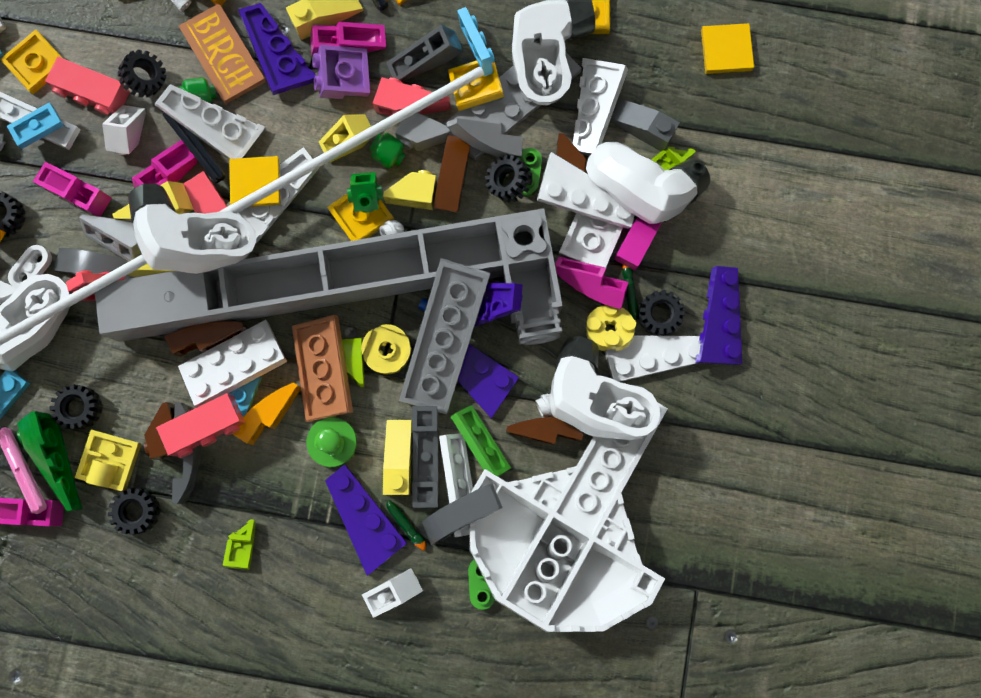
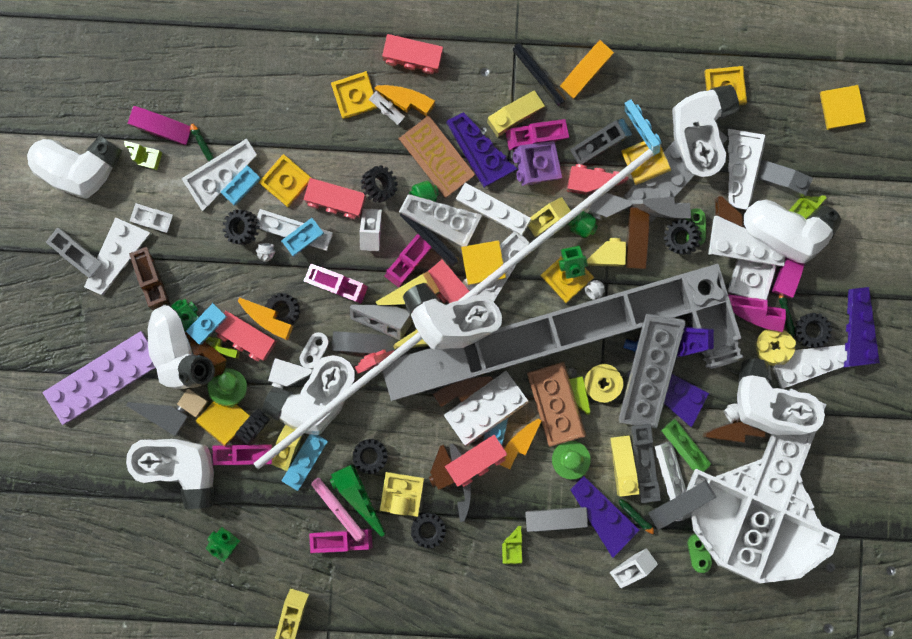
camera: 10 degrees left, 5 degrees up
(280, 121) = (493, 209): none -> white plate
(299, 515) = (556, 519): none -> light grey slope

